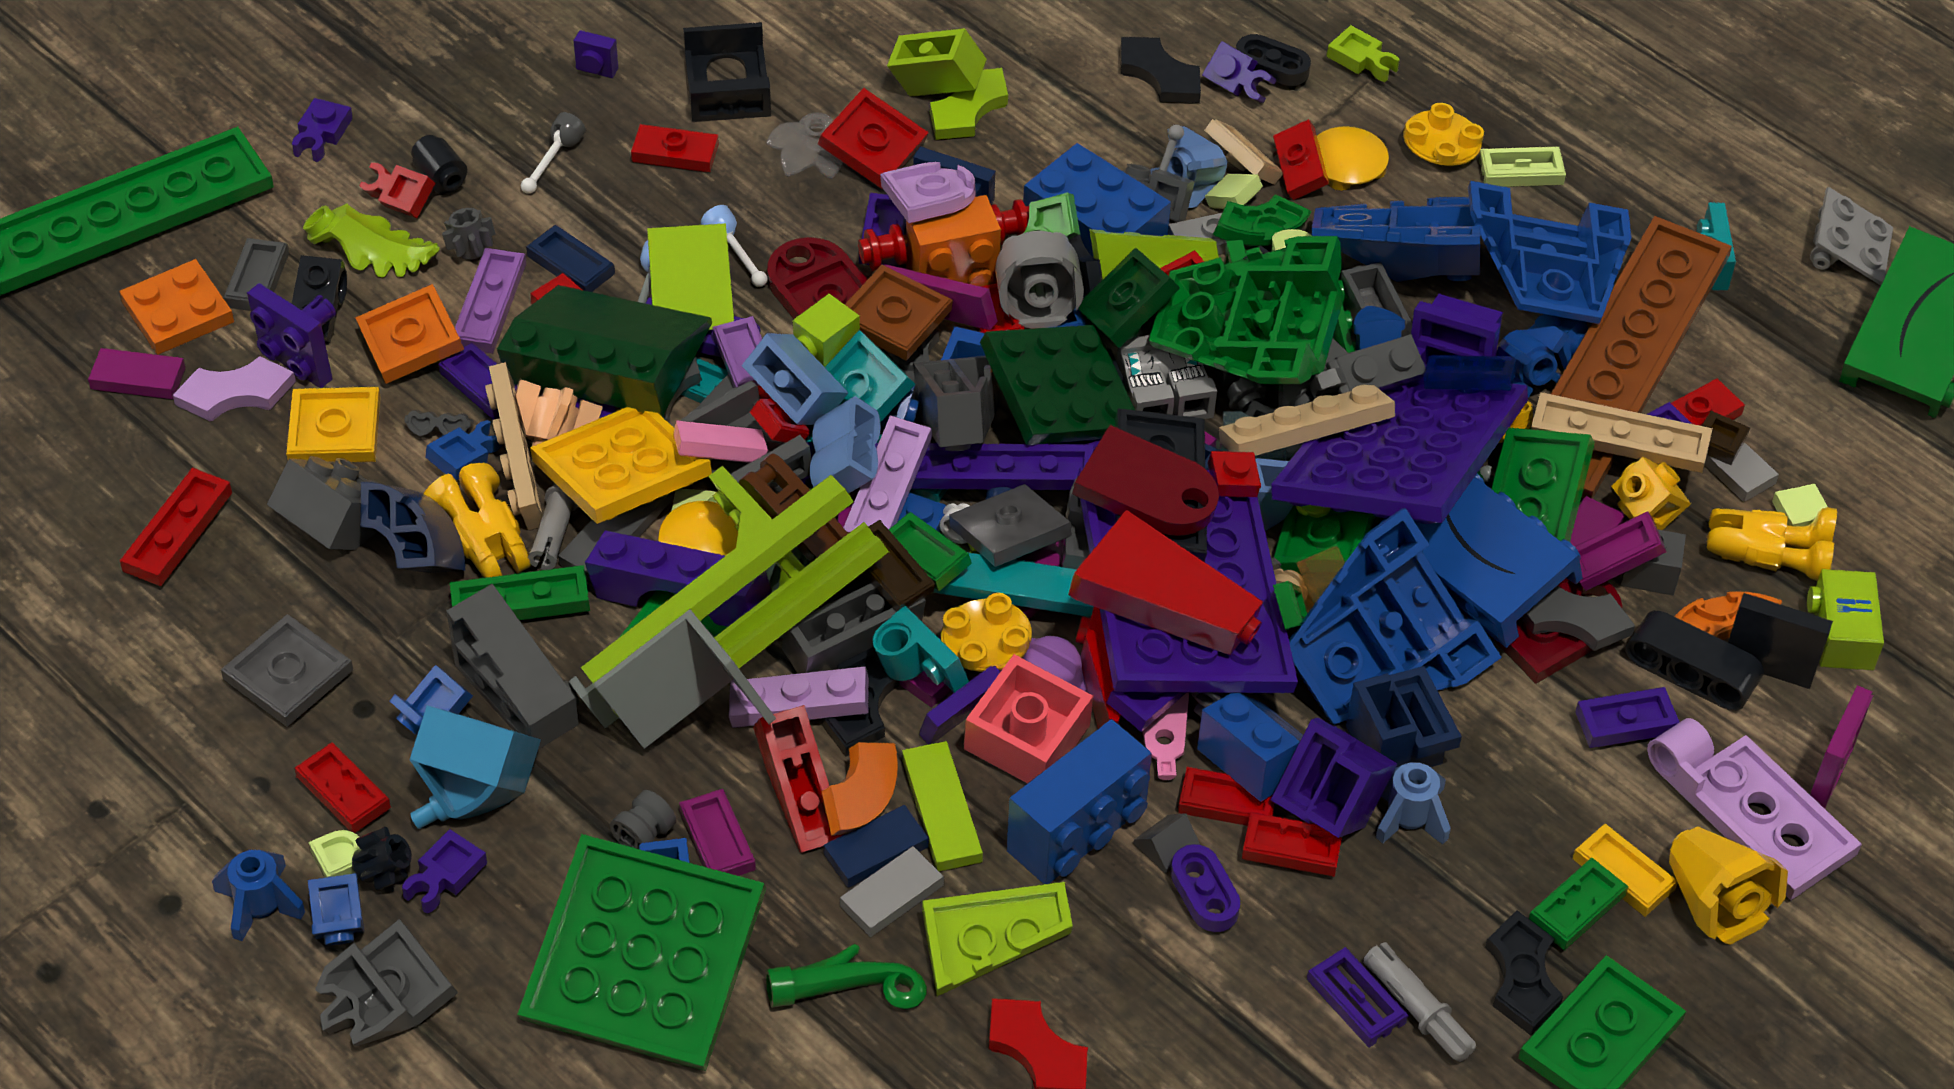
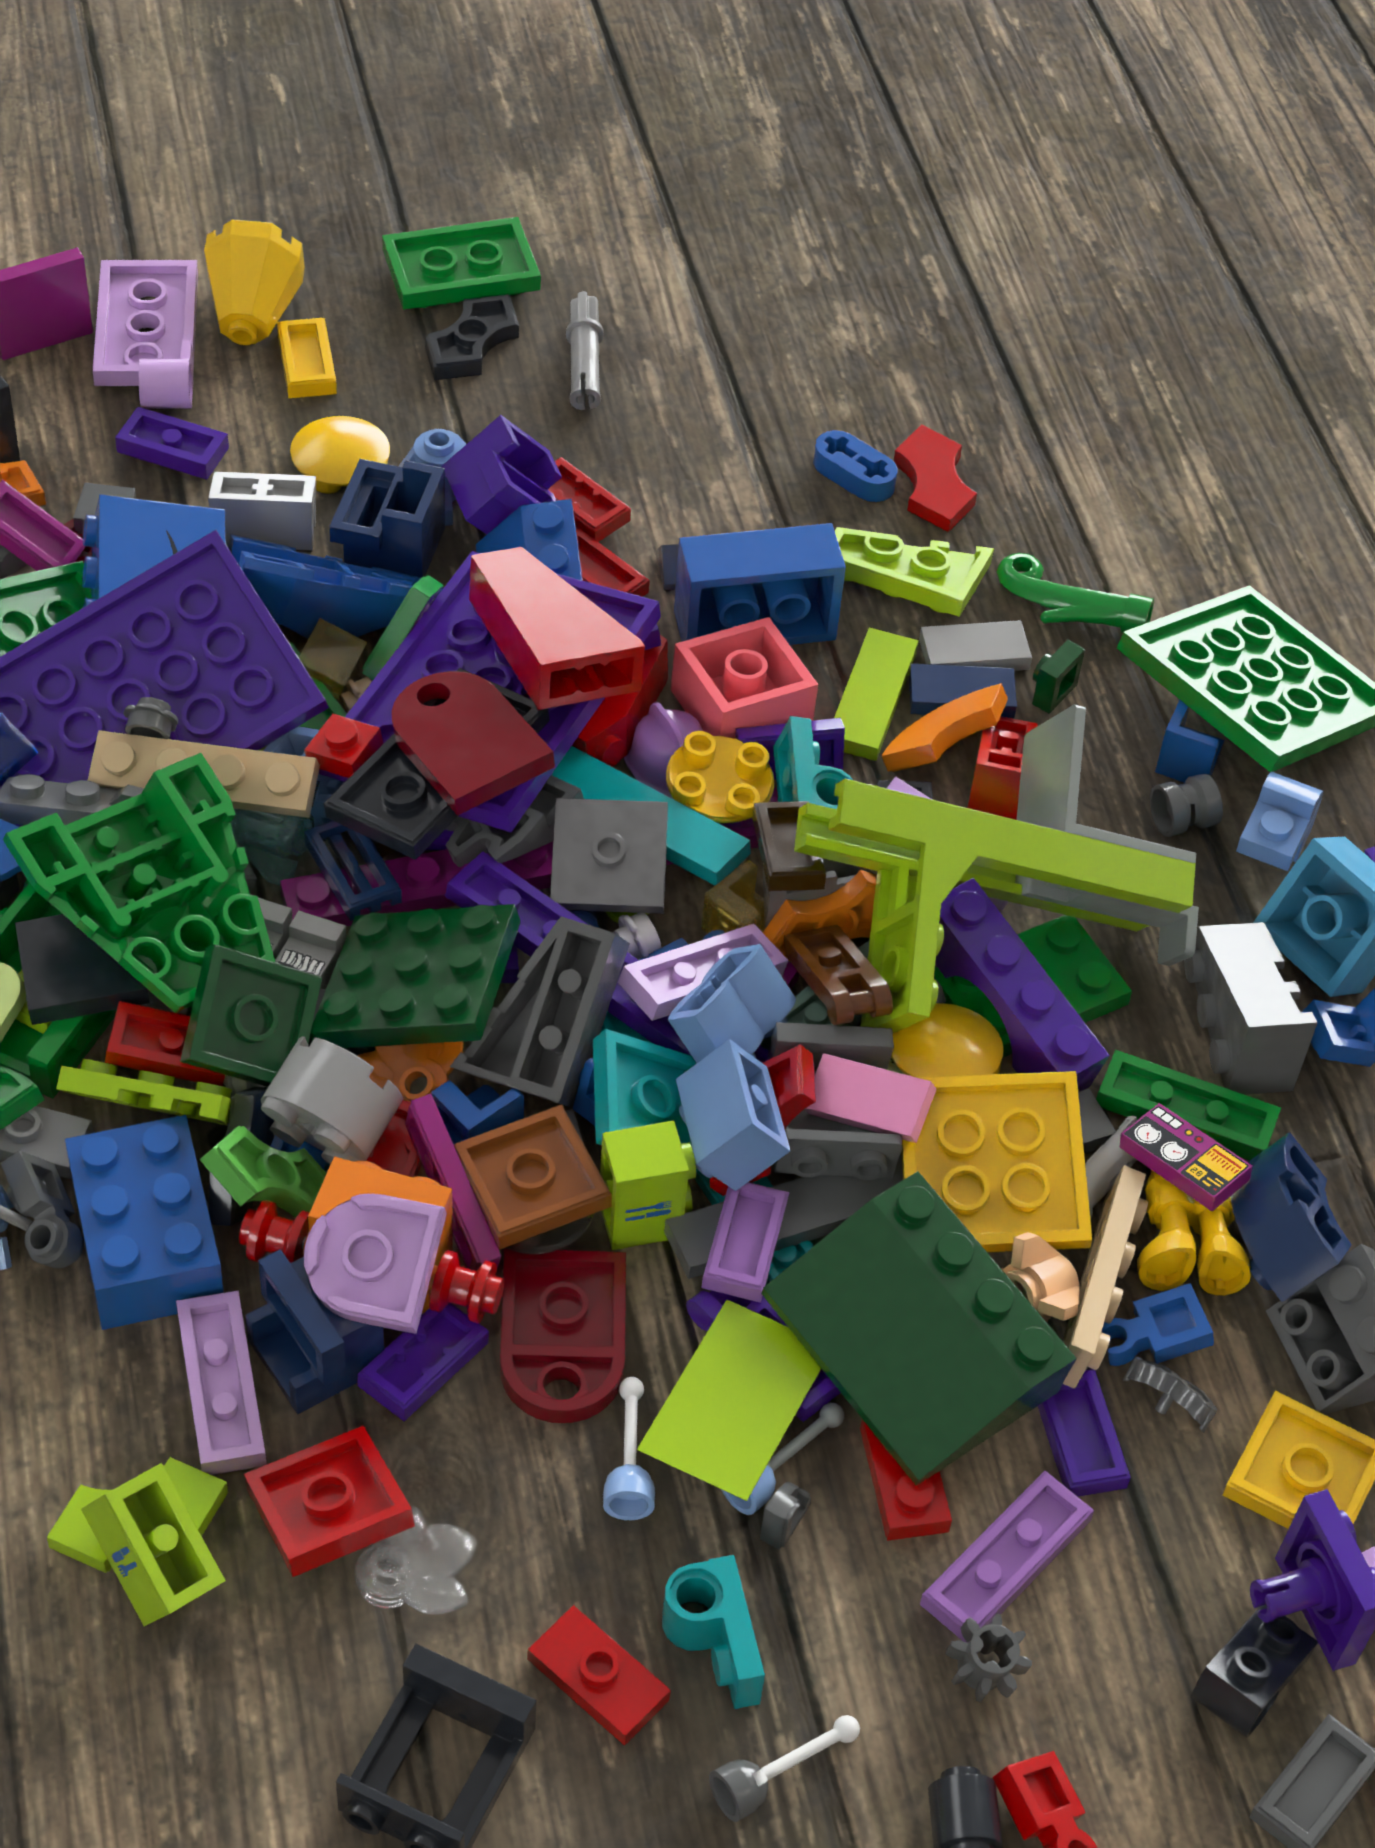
camera: 150 degrees left, 0 degrees up
(369, 240) = (1127, 1745): lime plant -> none
(409, 333) = (1152, 1532): orange plate -> none
(497, 522) = (1185, 1156): none -> tile
(557, 825) = (1280, 821): none -> medium blue brick
(565, 254) = (861, 1562): dark blue tile -> none
(627, 252) = (784, 1514): none -> dark grey tile
(631, 189) = (722, 1628): none -> teal plate
(717, 833) = (1111, 777): magenta tile -> none
(809, 884) = (1057, 675): none -> dark green plate
(931, 550) = (730, 860): green tile -> none
(962, 145) = (221, 1383): none -> lavender plate
(1110, 1018) = (855, 466): none -> blue beam
(1207, 891) = (688, 503): dark purple plate -> none
(1366, 417) = (150, 718): none -> dark grey plate
(1366, 1030) = (629, 409): dark purple tile -> none
(1501, 686) = (267, 507): none -> light grey hinge
(1508, 791) = (333, 448): none -> yellow dish
(1578, 903) = (379, 346): green plate -> none
(1695, 660) = (55, 448): black beam -> none

